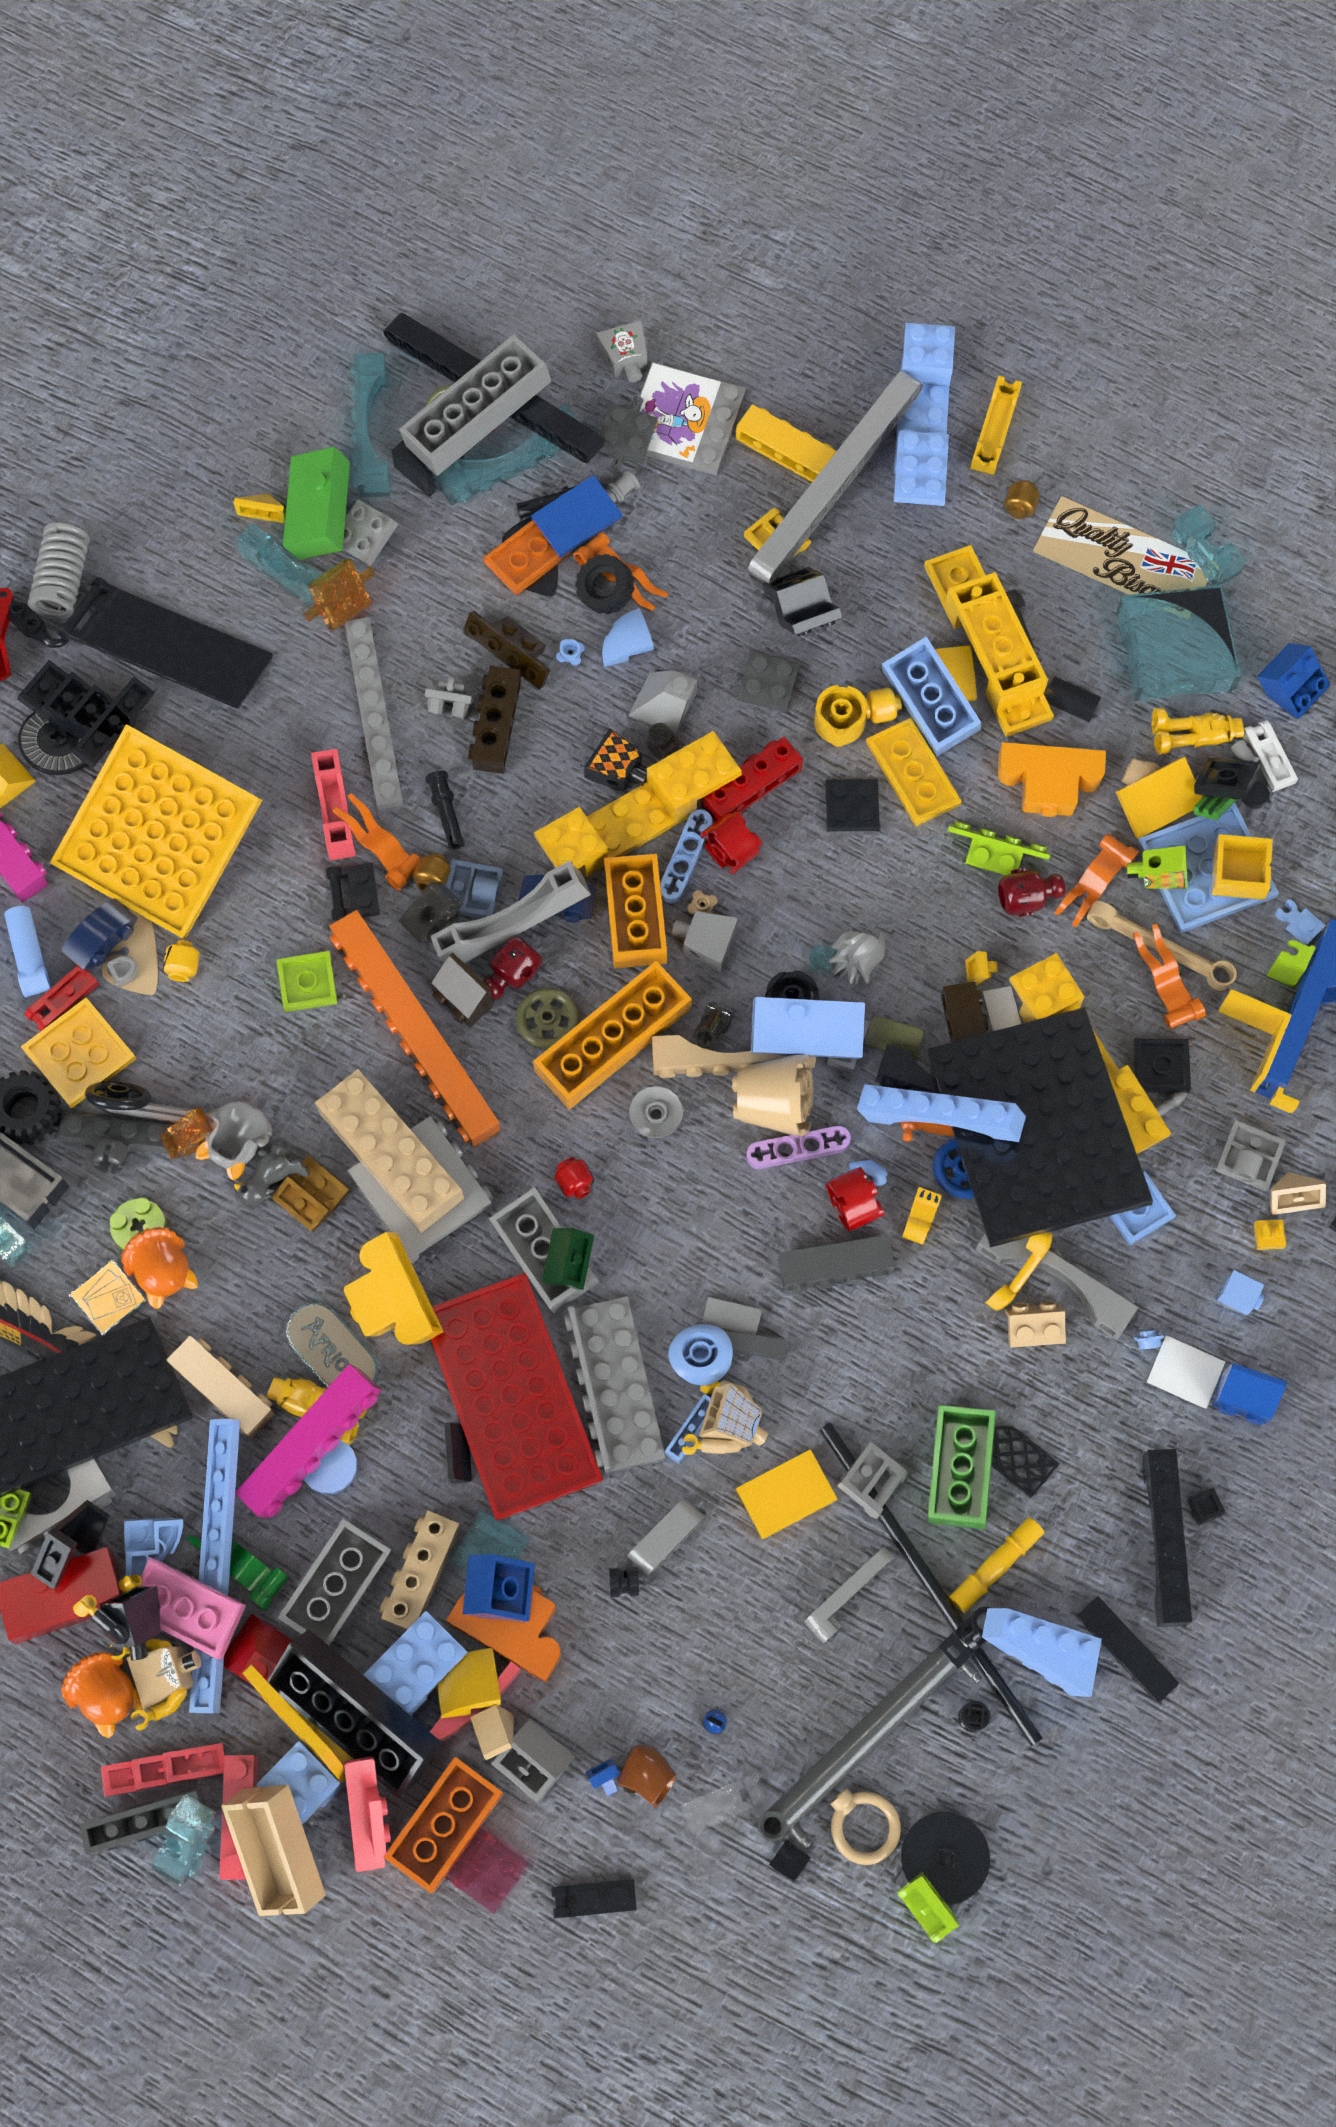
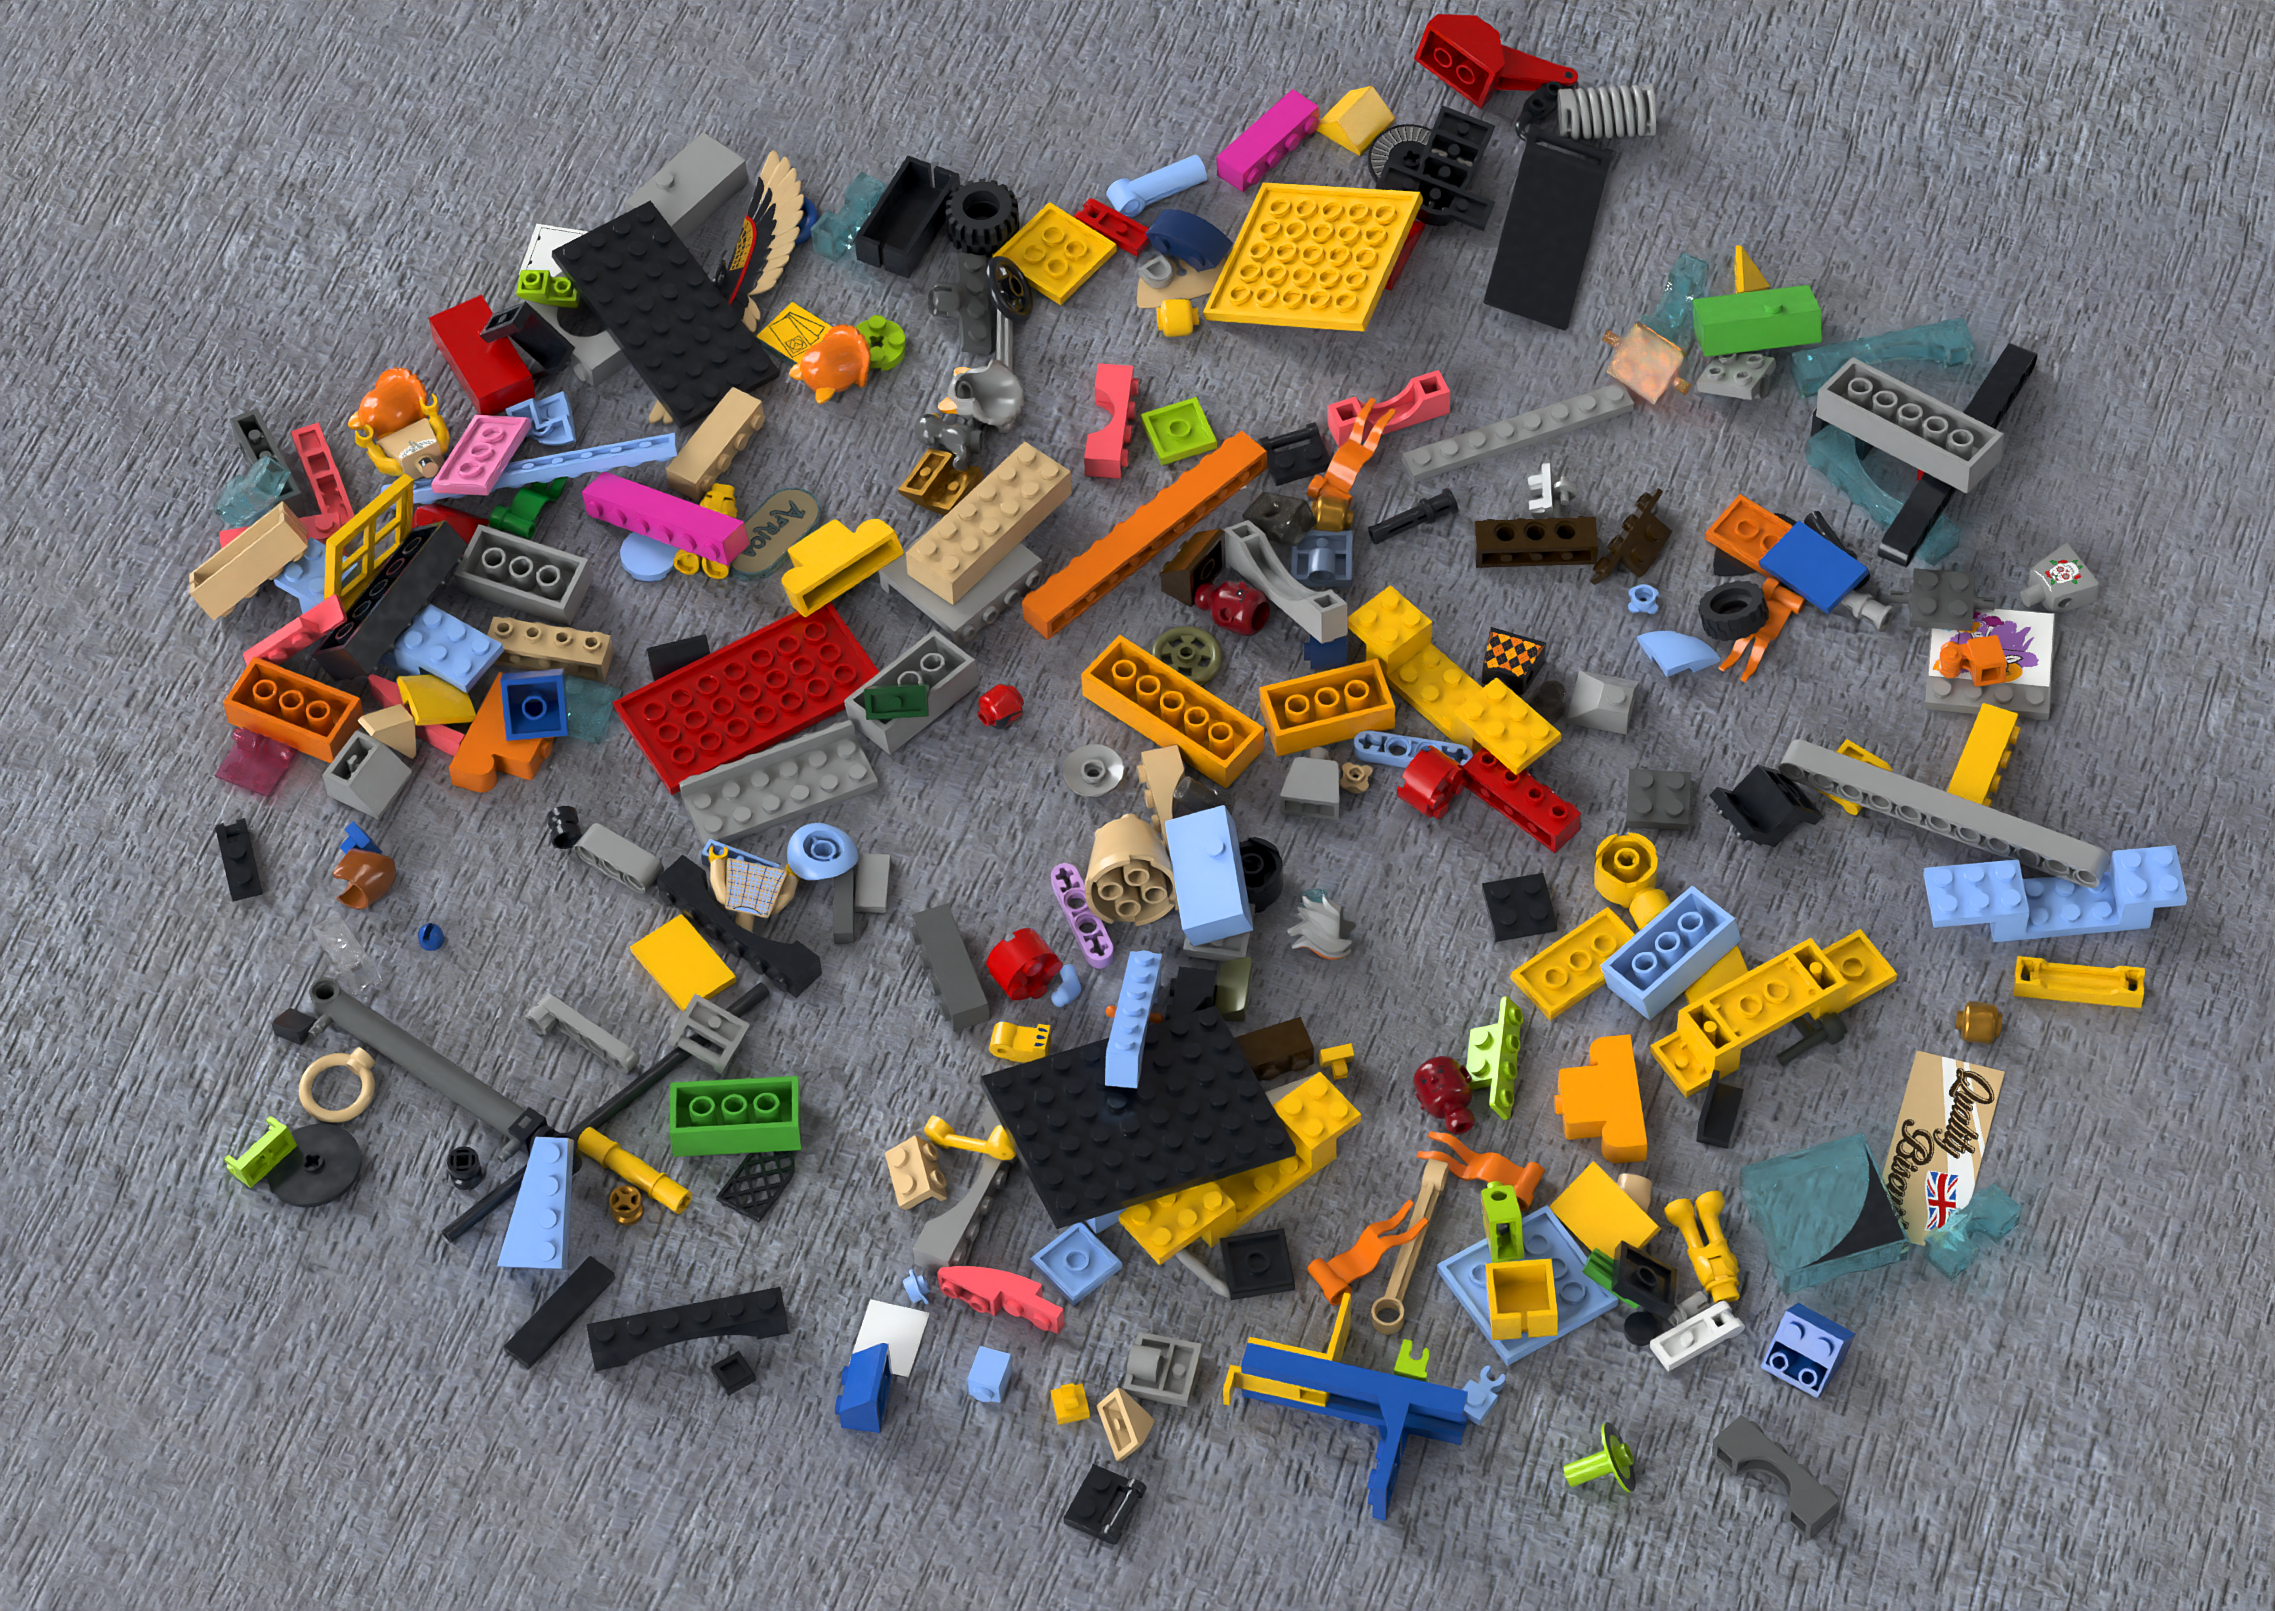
camera: 85 degrees right, 15 degrees down
(127, 1617) = (459, 398): black torso -> none
(186, 1134) = (975, 351): clear orange plate -> none
(250, 1026) = (1106, 448): none -> coral arch
(696, 417) = (1979, 656): none -> orange brick
(711, 1479) = (787, 965): none -> black arch
(1036, 1573) = (626, 1197): none -> pearl gold wheel
(1161, 1277) = (992, 1288): none -> coral slope

